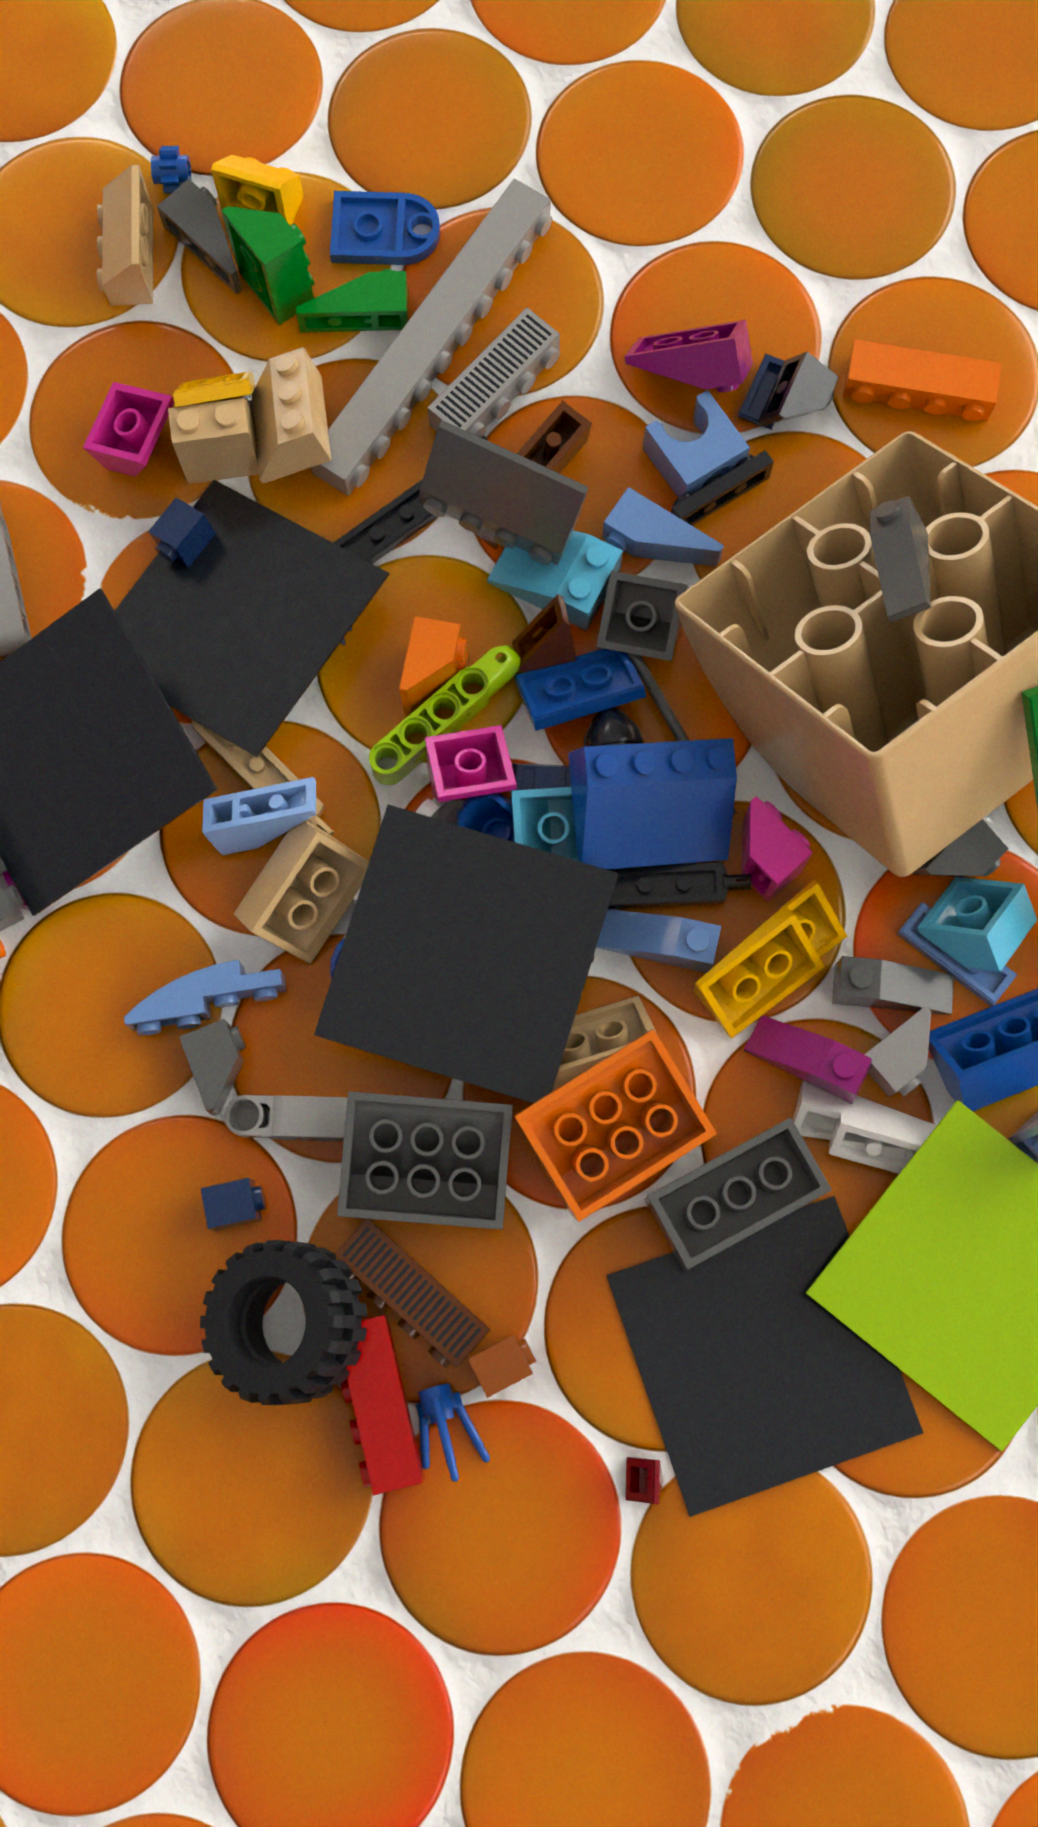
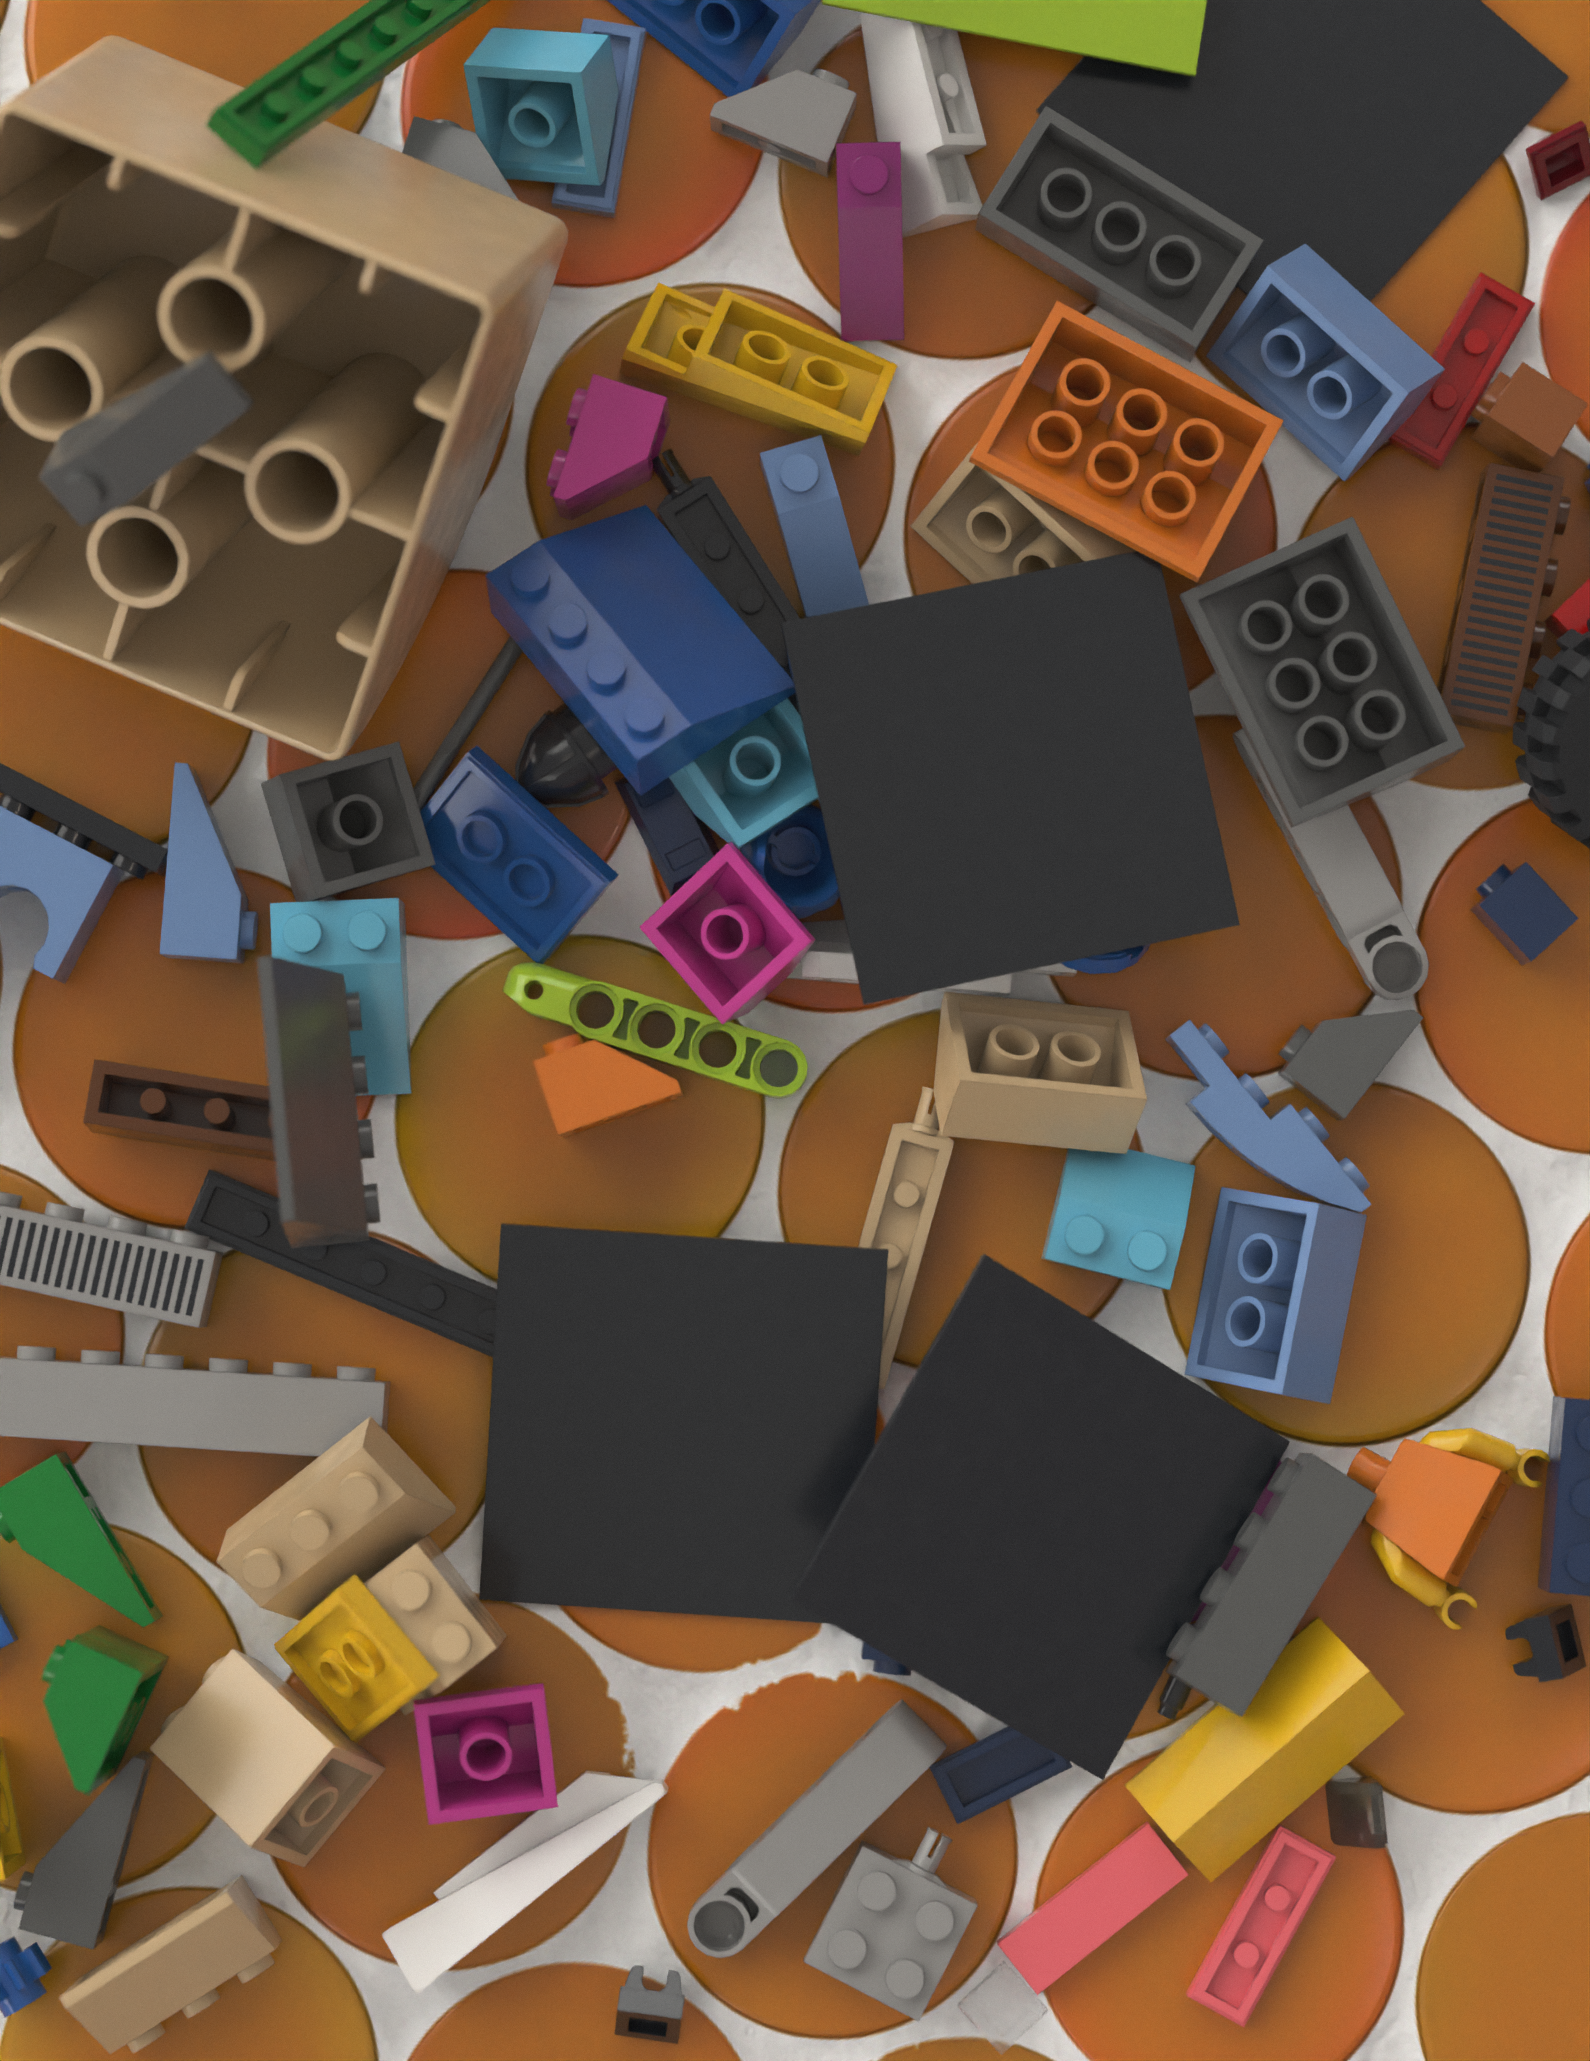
camera: 120 degrees left, 10 degrees up
(66, 419) = (516, 1872): none -> white wedge
(110, 950) = (1275, 1294): none -> medium blue slope
(181, 533) = (603, 1582): dark blue brick -> none
(197, 332) = (265, 1759): none -> tan slope
(202, 893) = (1120, 1215): none -> medium azure slope
(257, 815) = (966, 1190): light blue slope -> none
(546, 639) = (464, 946): reddish brown slope -> none
(555, 1350) = (1470, 355): none -> red tile
(602, 1272) = (1324, 360): none -> medium blue slope
(891, 986) = (701, 180): dark grey slope -> none

